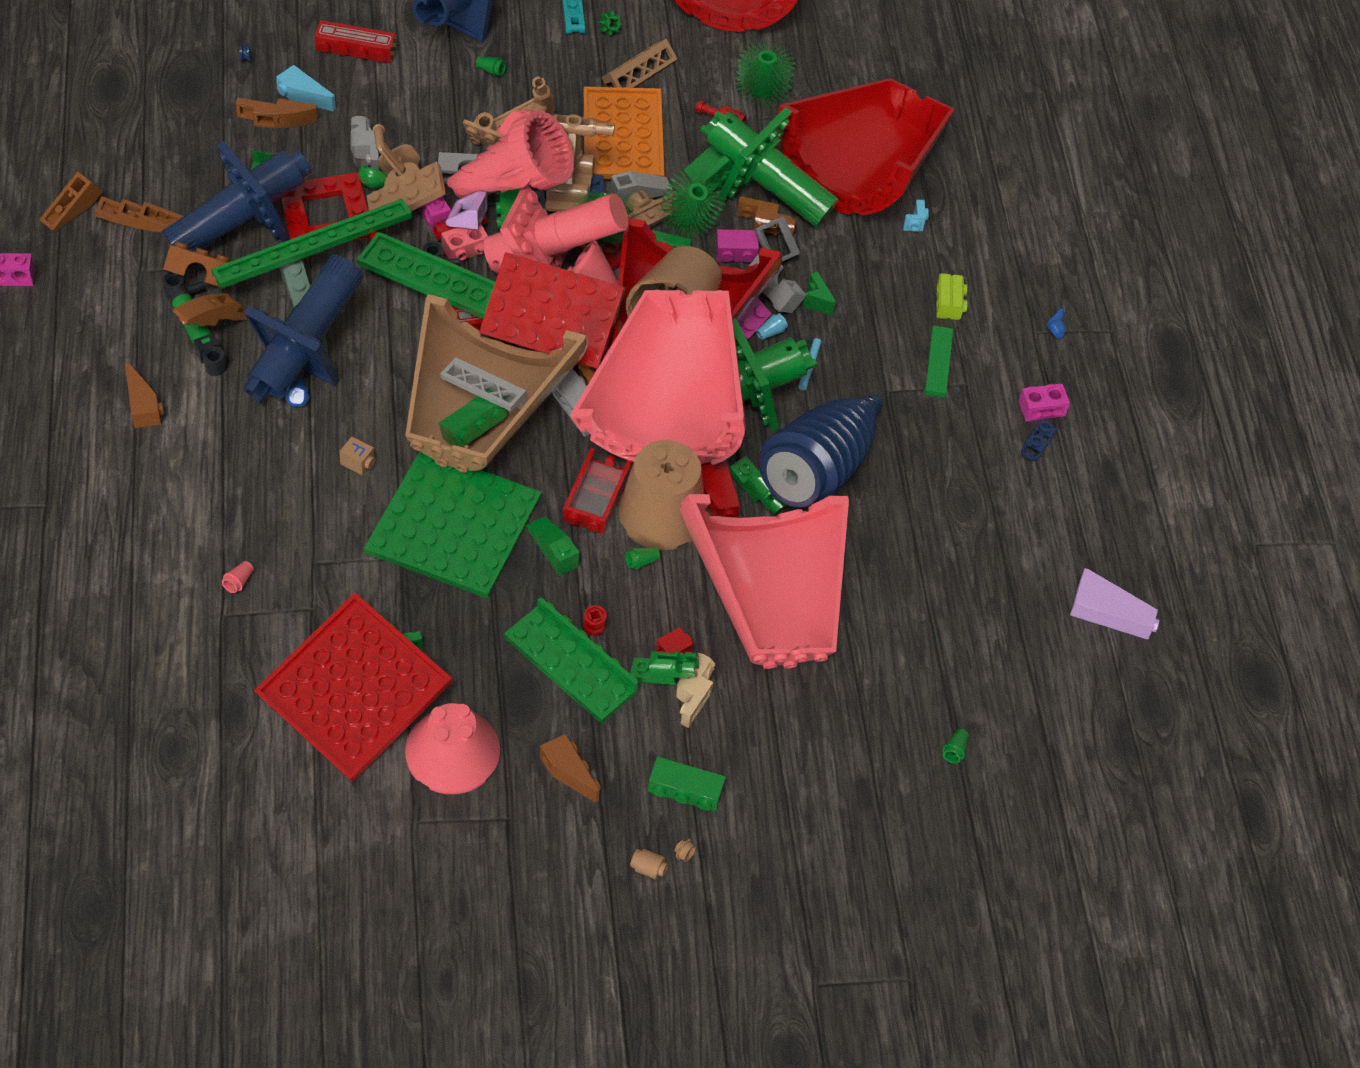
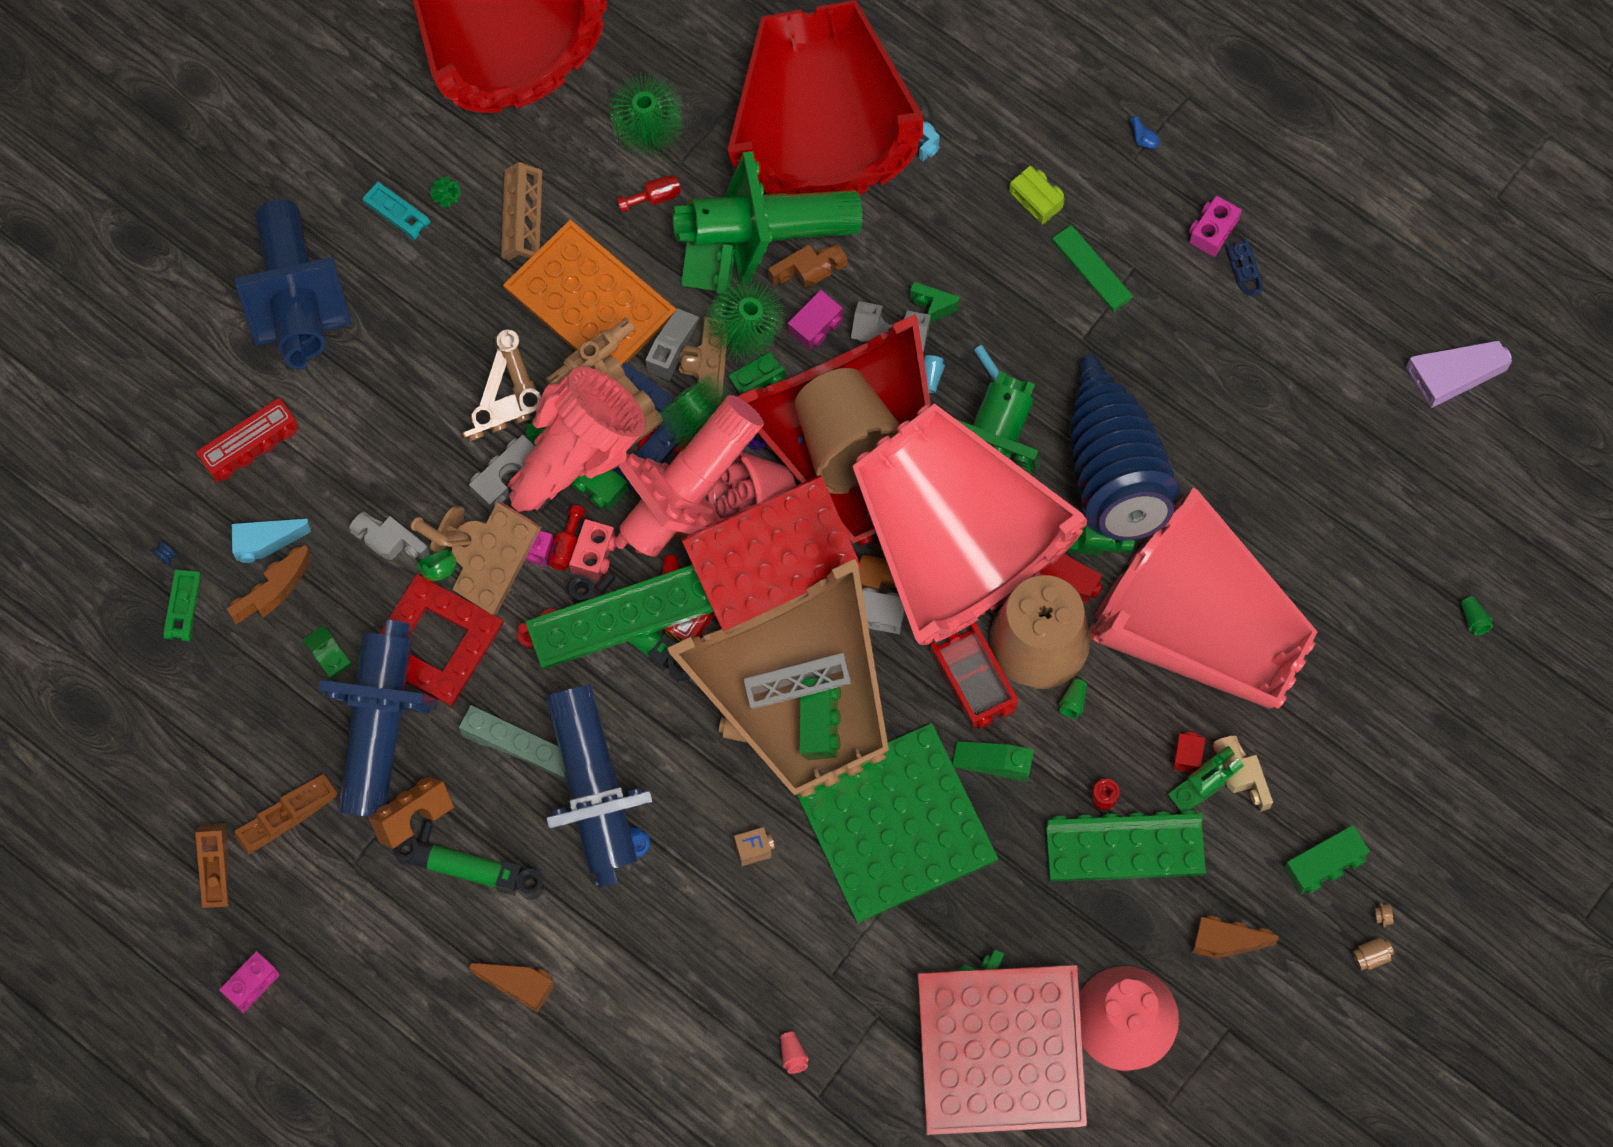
camera: 40 degrees left, 15 degrees up
(210, 309) = (482, 844): dark orange slope -> none
(221, 82) = (182, 604): none -> green plate
(311, 243) = (487, 693): green plate -> none
(475, 210) = (585, 529): lavender tile -> none
(492, 65) = (395, 342): green cone -> none
(786, 234) = (866, 279): dark grey tile -> none

